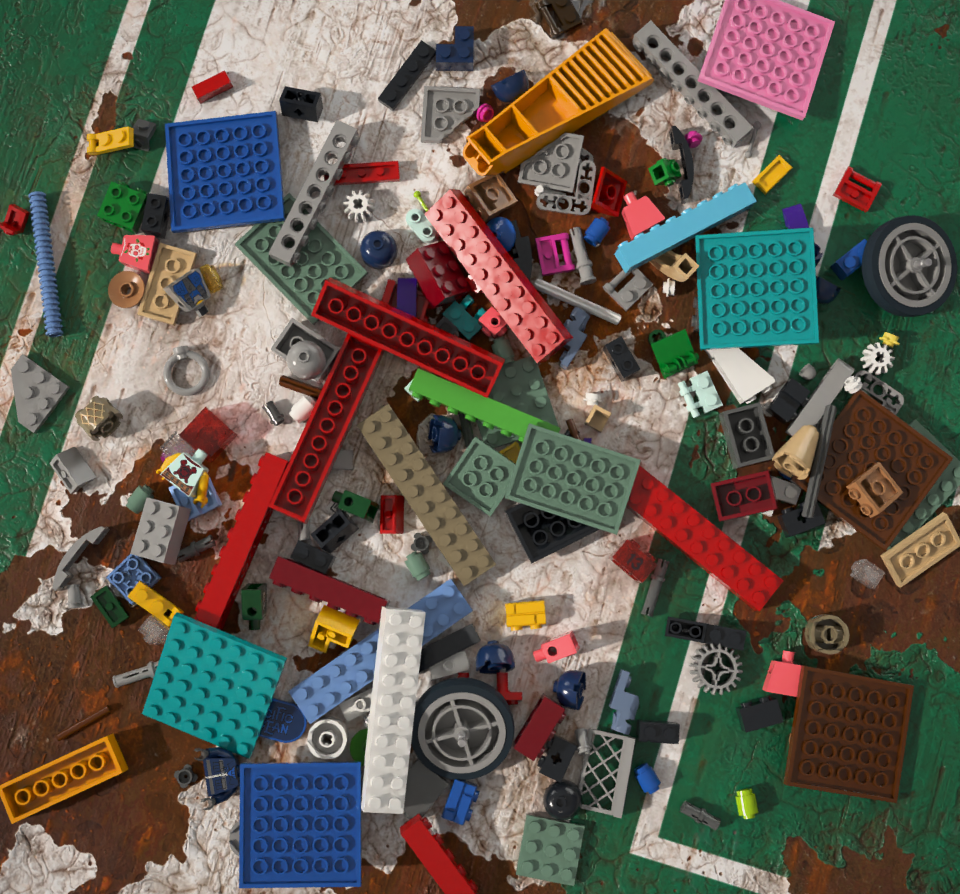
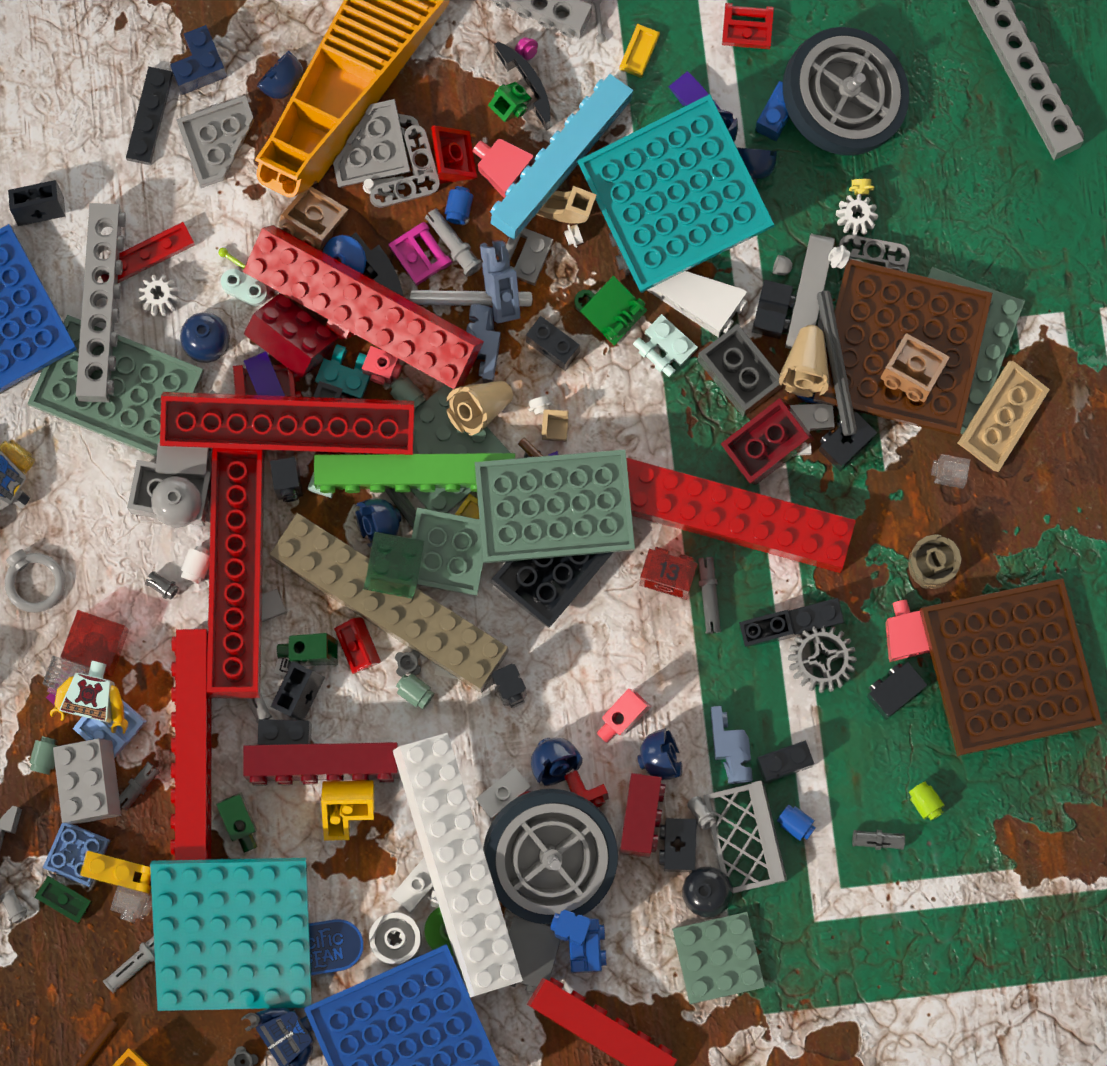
camera: 20 degrees left, 5 degrees down
(299, 386) = (181, 540): reddish brown axle -> none
(323, 332) = (182, 460): none -> light grey panel
(357, 665) = (393, 837): medium blue brick -> none
(391, 376) = (286, 479): none -> black brick
(440, 472) = (393, 565): none -> clear green brick
(448, 646) = (493, 769): black slope -> none
(454, 790) = (570, 927): none -> blue brick
(485, 113) = (263, 121): dark pink plate -> none
(485, 594) = (509, 685): none -> black brick
(525, 614) = (568, 693): yellow brick -> none
(549, 381) = (477, 405): none -> tan cone
(603, 299) = (500, 282): none -> sand blue plate

